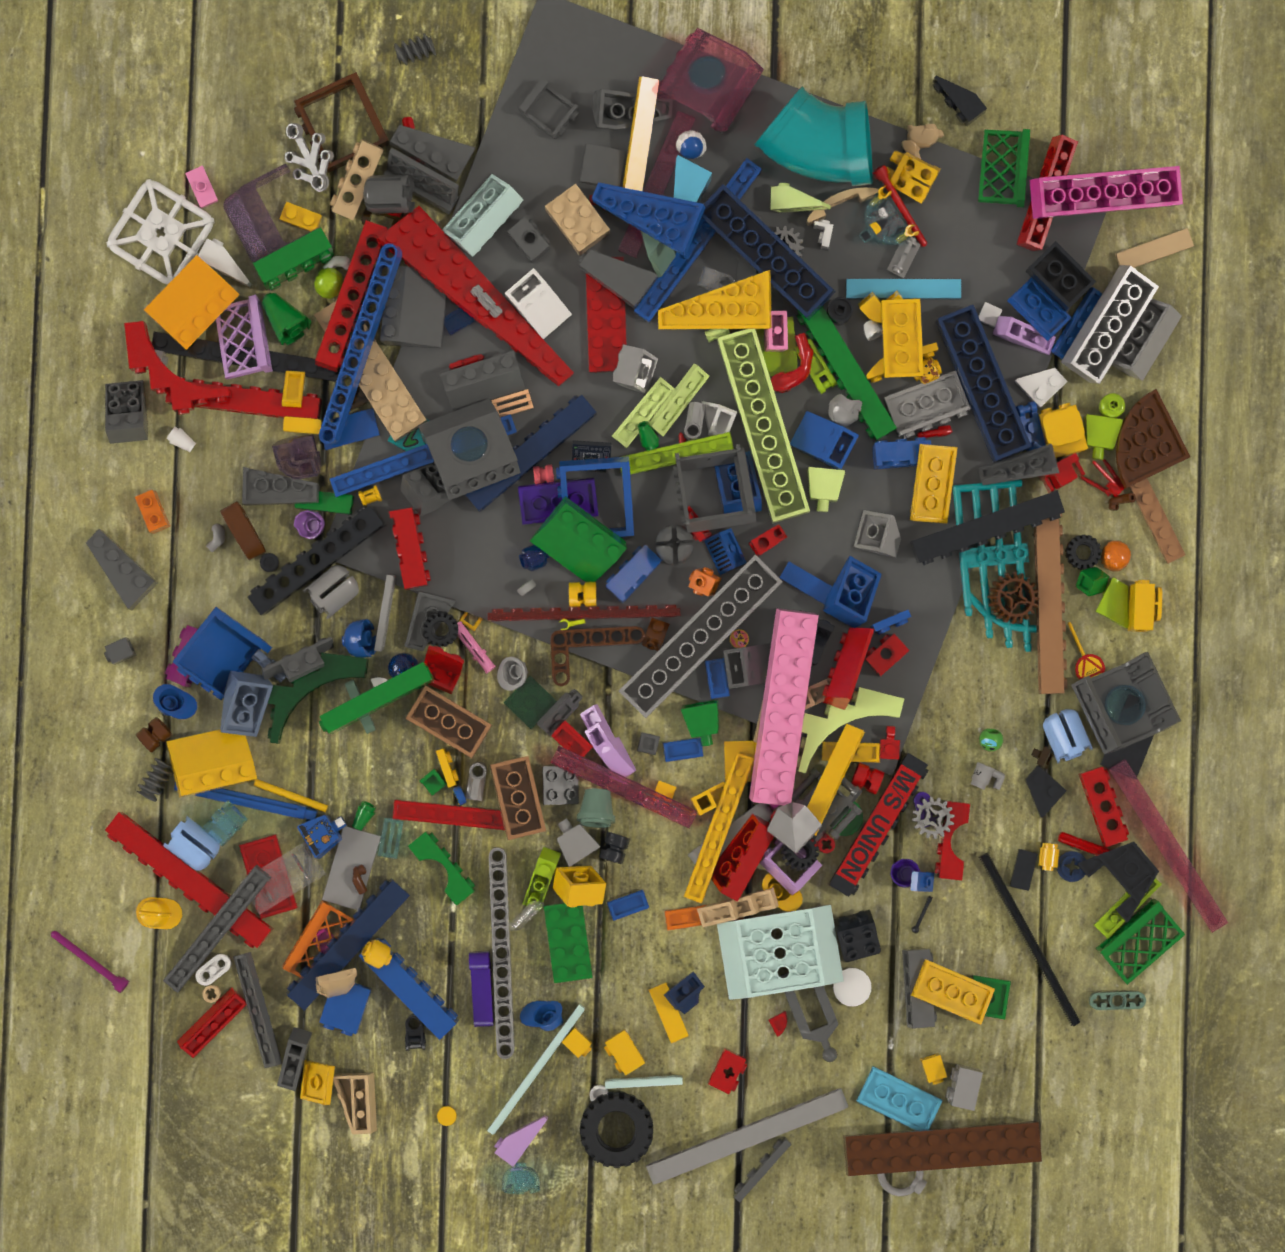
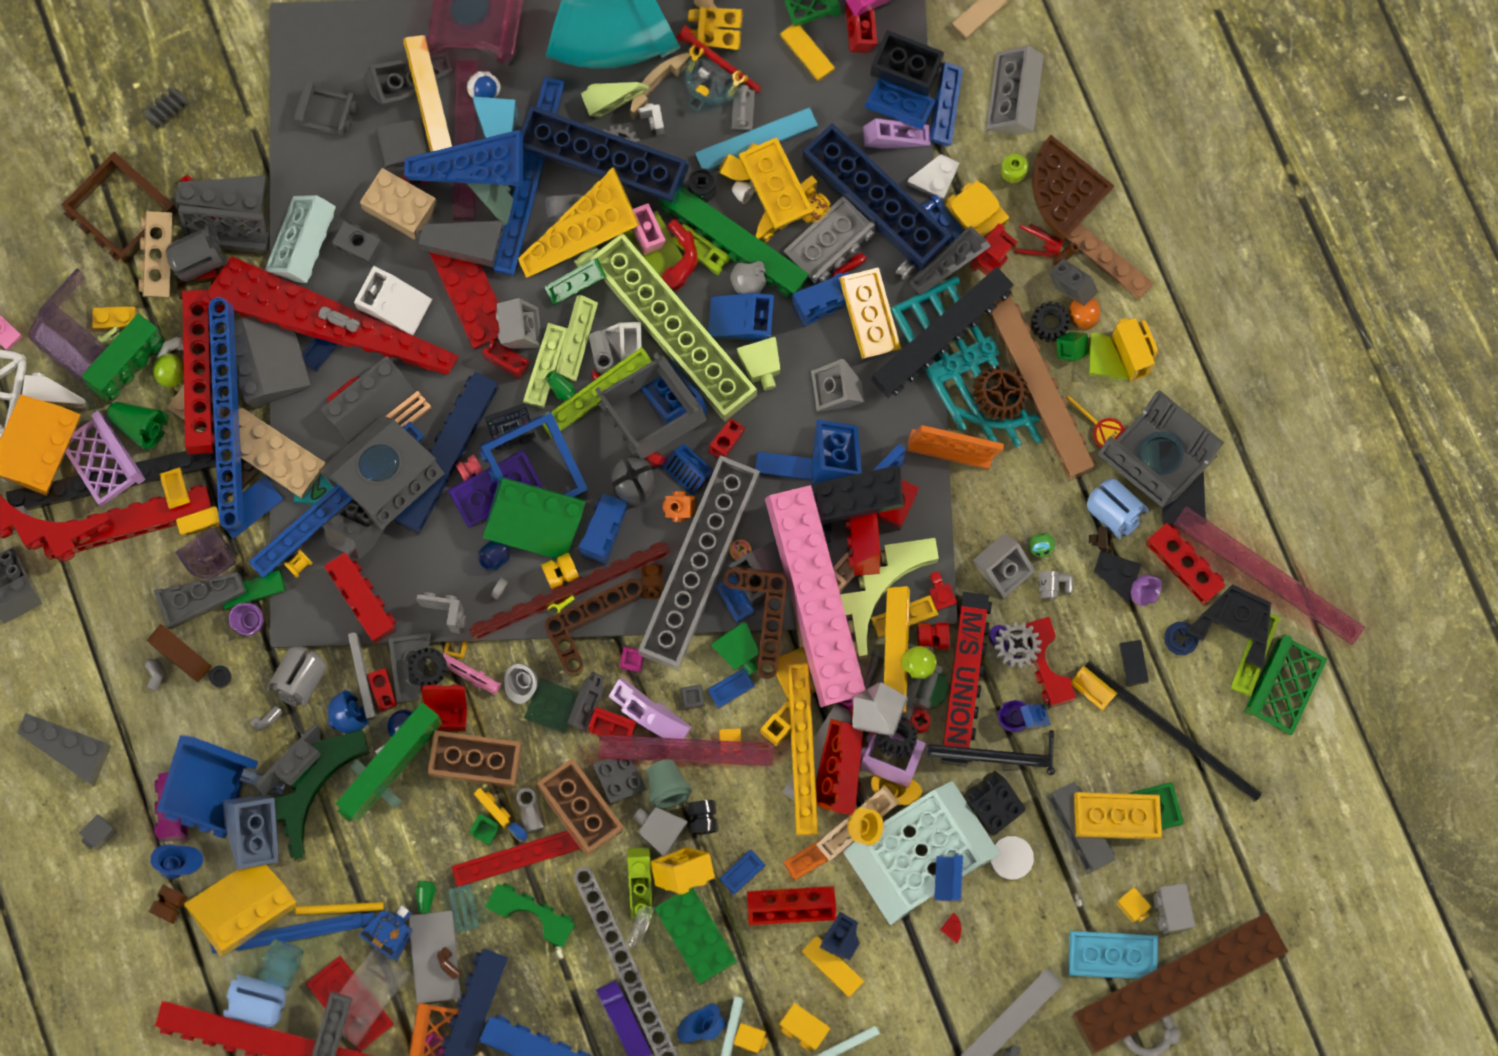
camera: 25 degrees left, 10 degrees down
(152, 511) = (75, 674): orange brick -> none
(155, 780) = (188, 950): dark grey piece -> none
(180, 439) = (77, 589): white cone -> none
(258, 594) = (268, 664): black brick -> none
(289, 234) = (107, 338): none -> yellowish green pin
(293, 616) = (260, 724): none -> light grey arm
(309, 159) = (100, 254): light grey plant -> none
(376, 954) = (498, 1028): yellow head -> none
(397, 630) = (382, 689): none -> red leg
(481, 598) = (456, 617): none -> light grey bracket
(611, 691) = (631, 660): none -> dark pink tile
(612, 392) = (505, 359): none -> red hinge
(656, 950) = (791, 905): none -> red brick
(697, 351) = (575, 281): none -> tile
(727, 1059) = (916, 988): red brick -> none
(740, 706) = (769, 613): none -> reddish brown beam
(741, 916) = (865, 826): none -> yellow piece
(791, 986) = (948, 878): none -> blue panel
(820, 1033) = (1002, 919): dark grey piece -> none
(844, 799) = (919, 662): none -> lime hair
(856, 640) = (859, 495): none -> black plate
(869, 897) = (988, 755): none -> black axle
(952, 627) = (953, 446): none -> orange fence
(952, 743) = (1004, 565): none -> light grey slope
(980, 228) = (807, 52): none -> yellow tile
(980, 456) = (905, 269): none -> light grey bush
(980, 877) = (1093, 688): none -> yellow tile
(989, 314) = (853, 129): white tile -> none
(1048, 856) = (1153, 637): yellow brick -> none
(1060, 814) = (1145, 589): none -> medium lavender hair
(1081, 844) = (1179, 612): red axle -> none
(1101, 434) = (1016, 199): lime torso -> none
(1109, 324) = (976, 90): light grey brick -> none
(1117, 528) = (1073, 282): none -> dark grey brick
(1131, 995) = (1301, 743): sand green beam -> none

